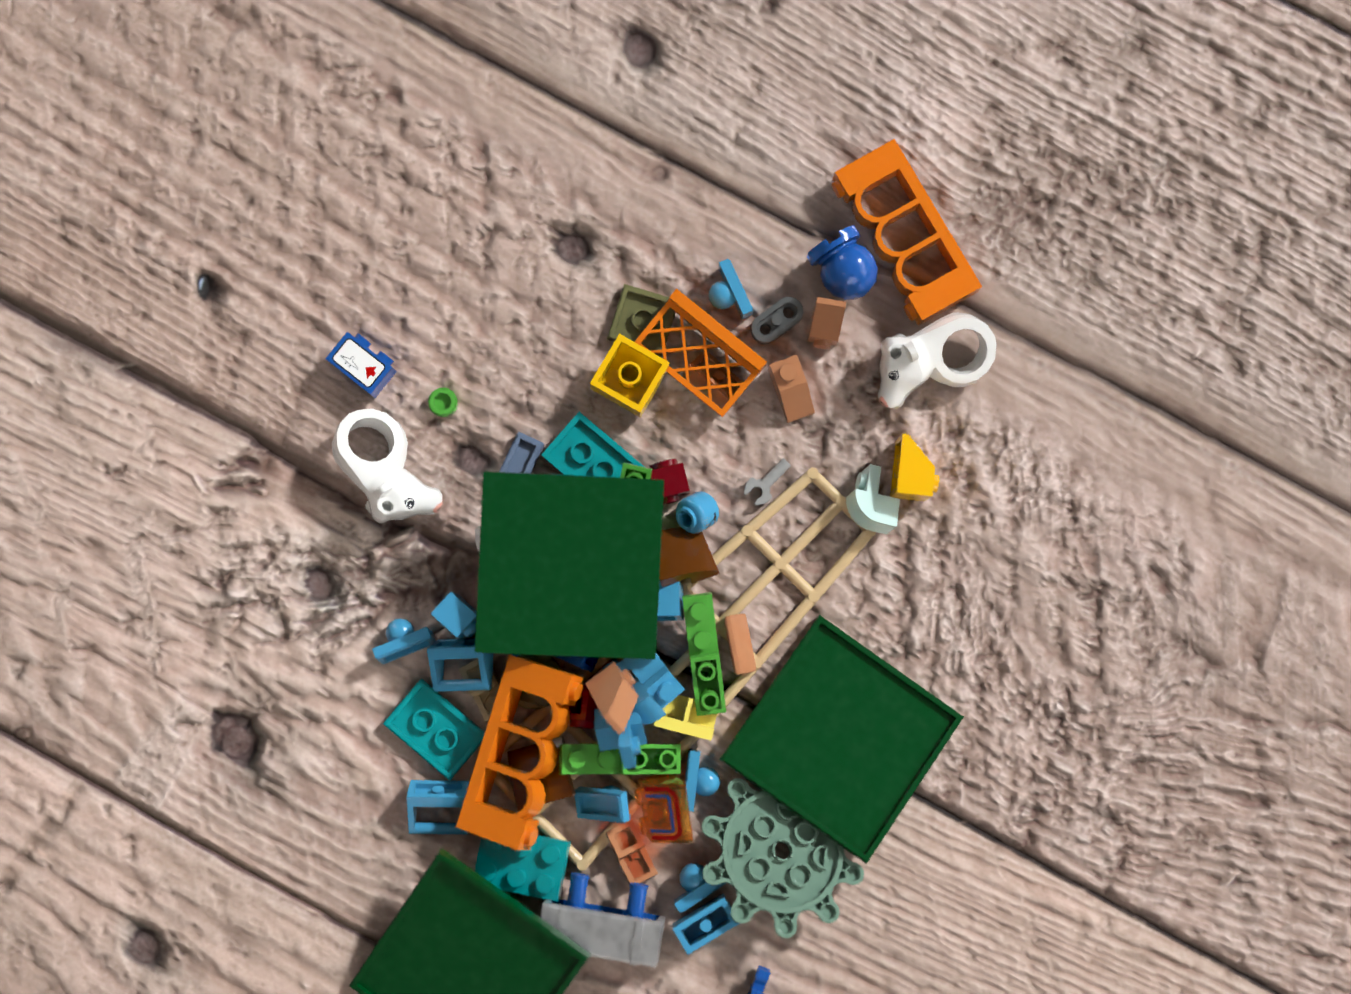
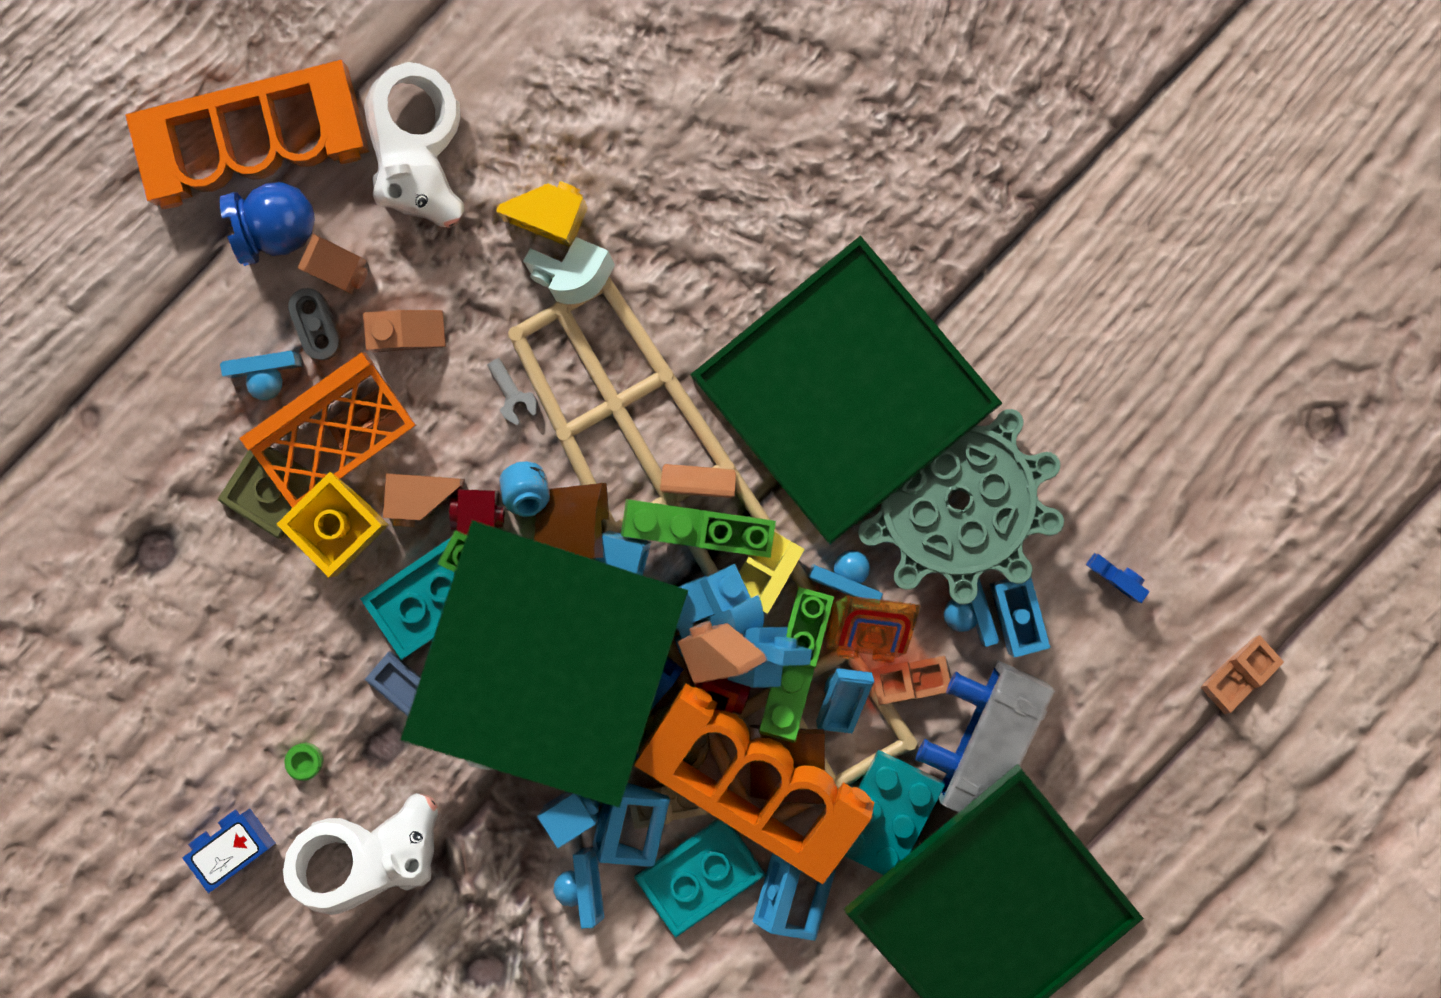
camera: 80 degrees left, 5 degrees up
(668, 432) = (416, 497): none -> nougat slope

